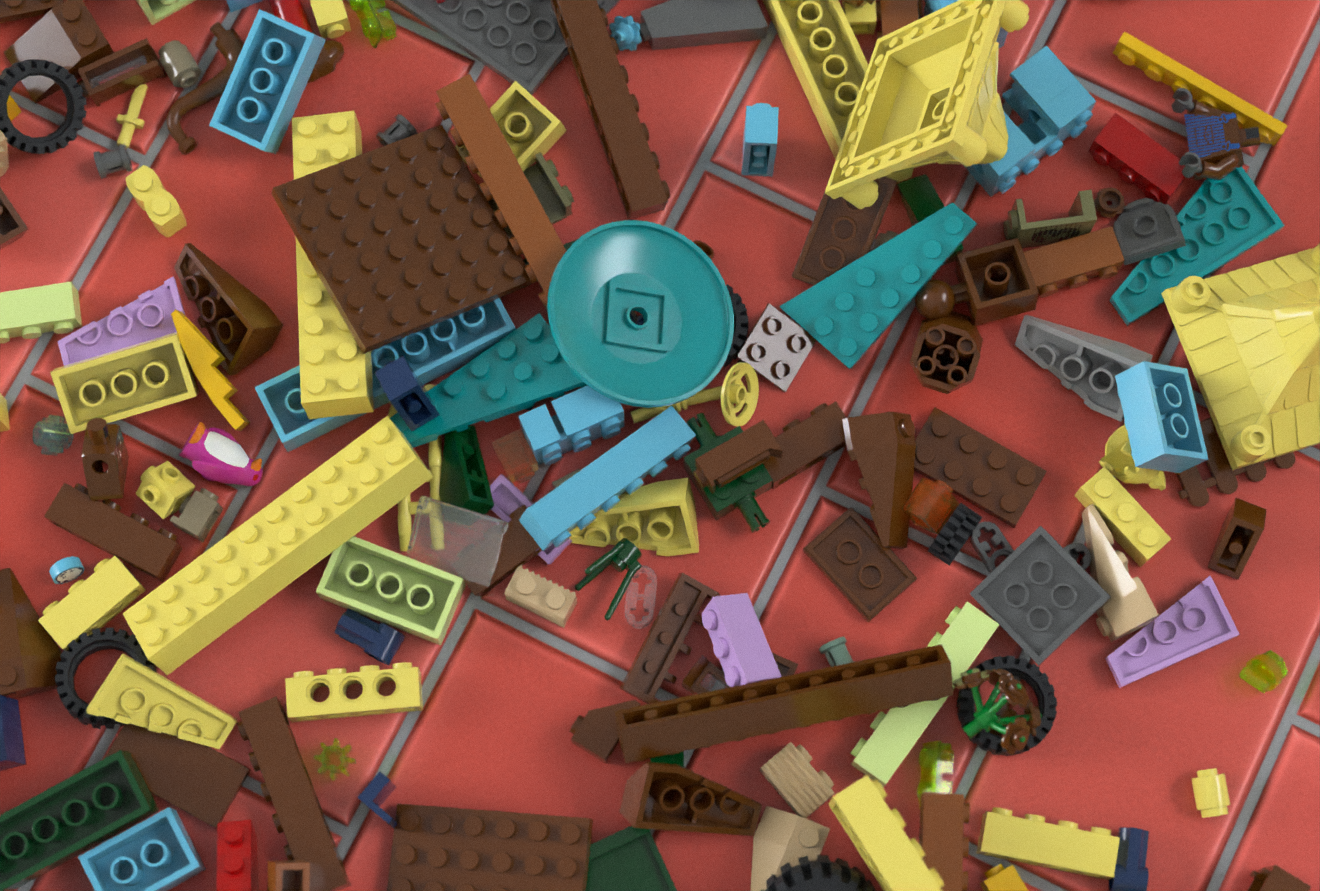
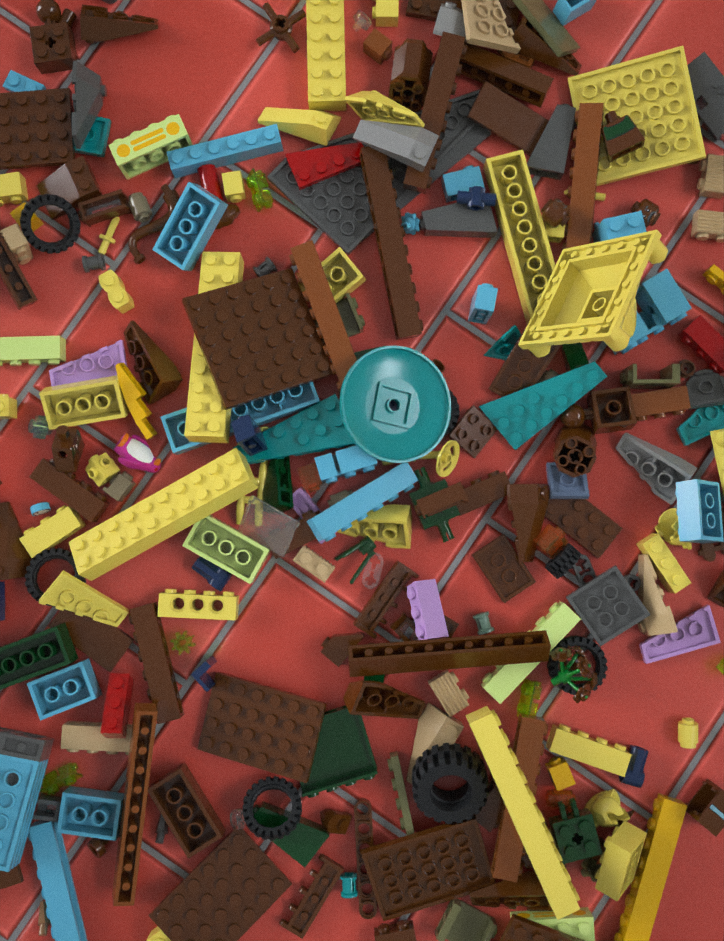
camera: 10 degrees right, 10 degrees up
(805, 201) = (504, 345): none -> teal slope
(941, 412) = (565, 487): none -> sand blue tile

